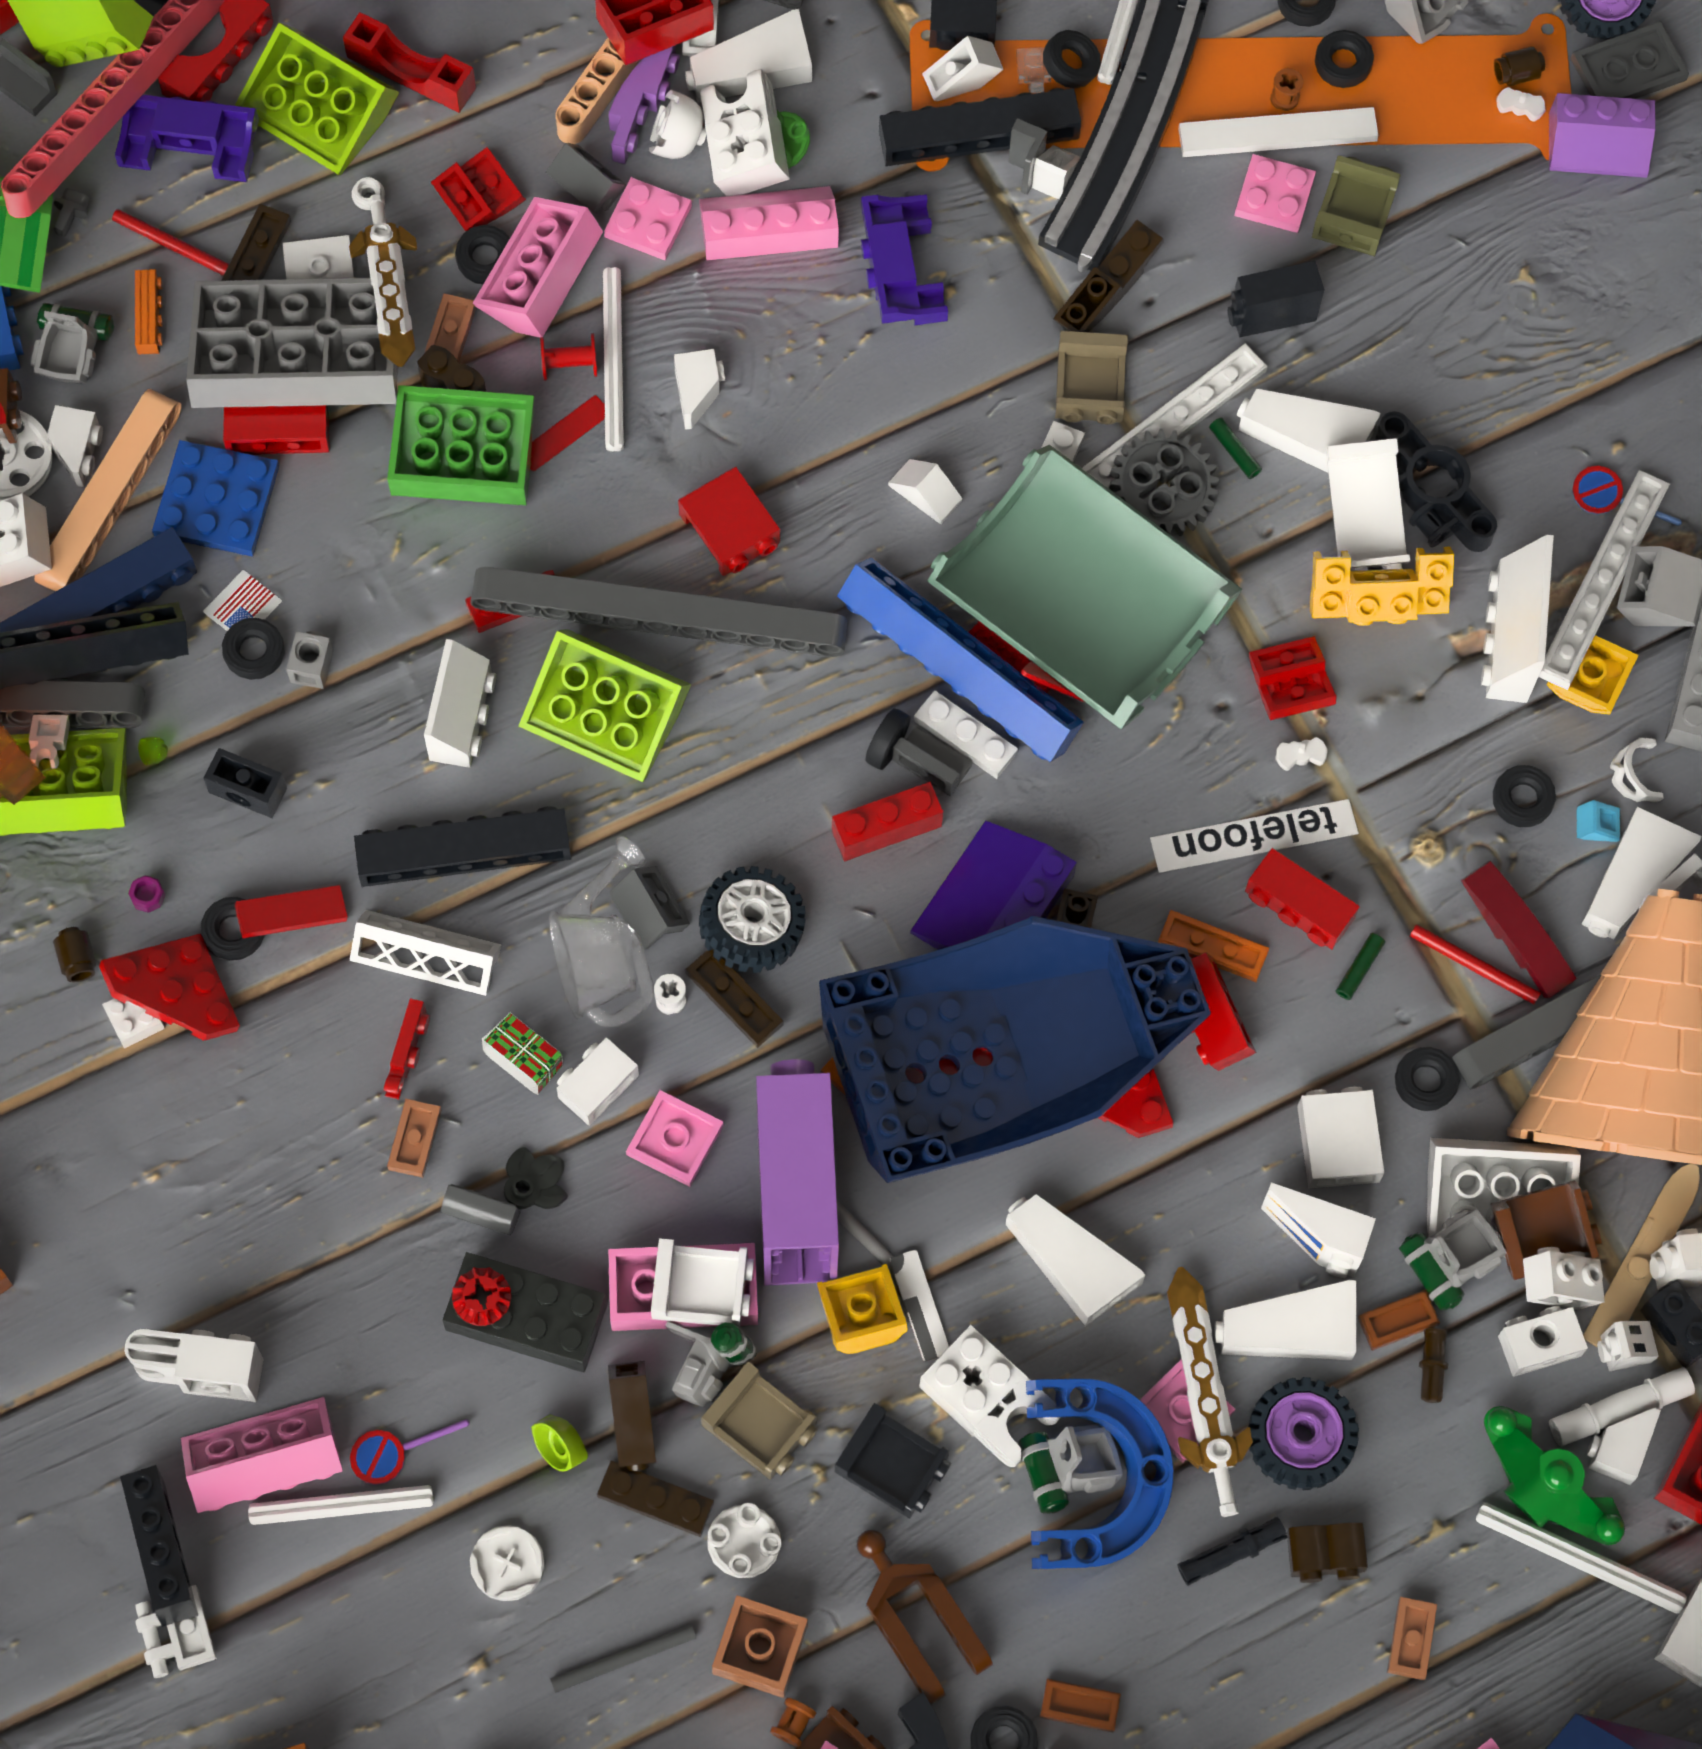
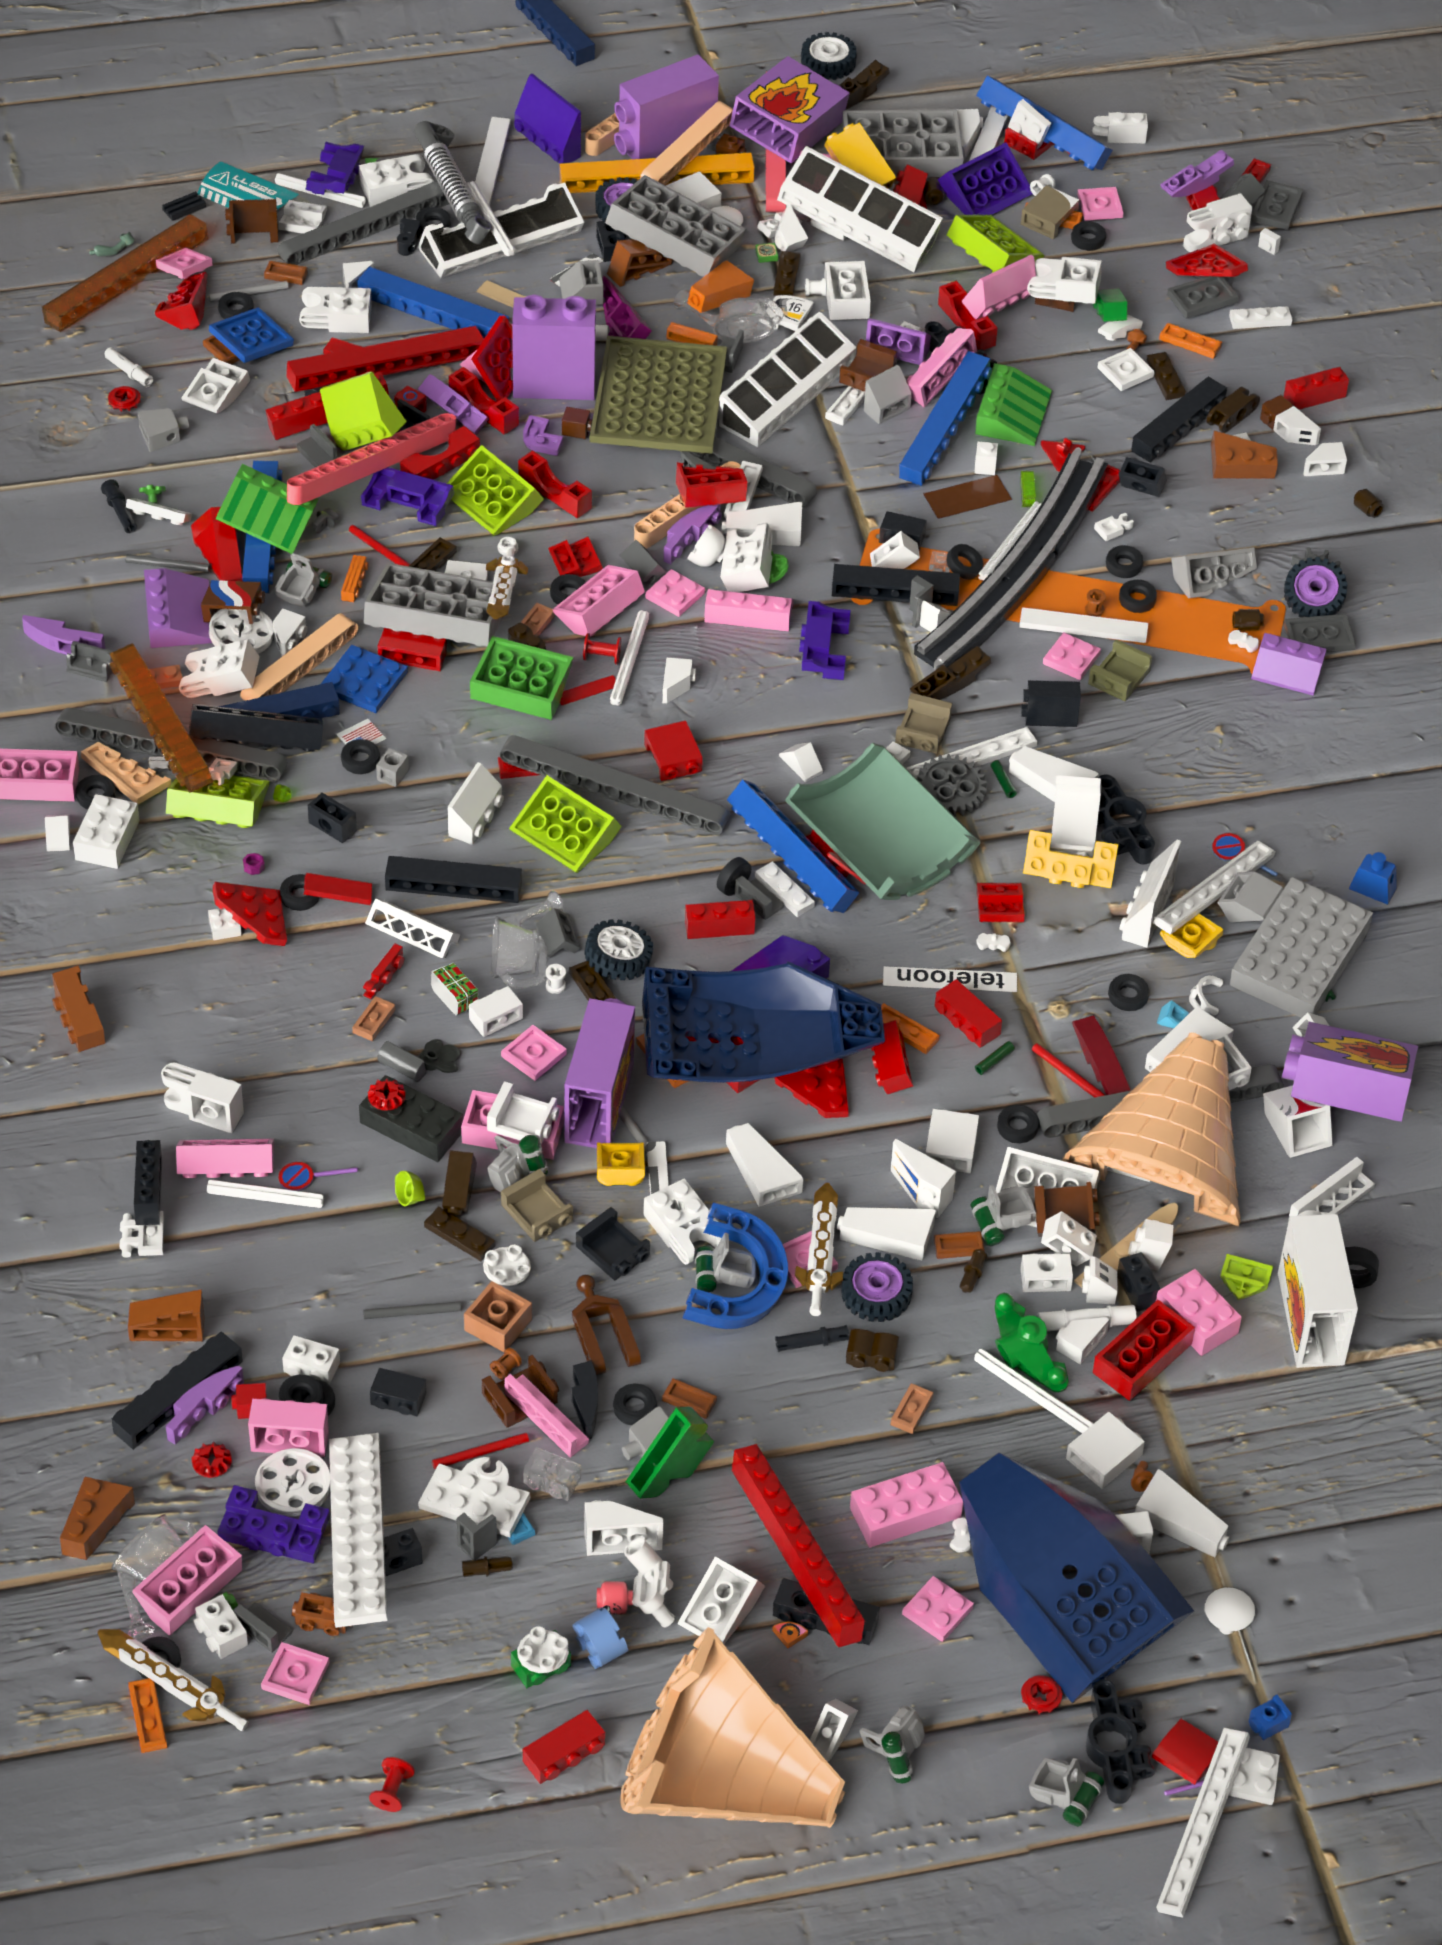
camera: 15 degrees right, 20 degrees down
(75, 954) = (200, 883): dark brown brick -> none
(507, 1563) = (357, 1246): white tile -> none

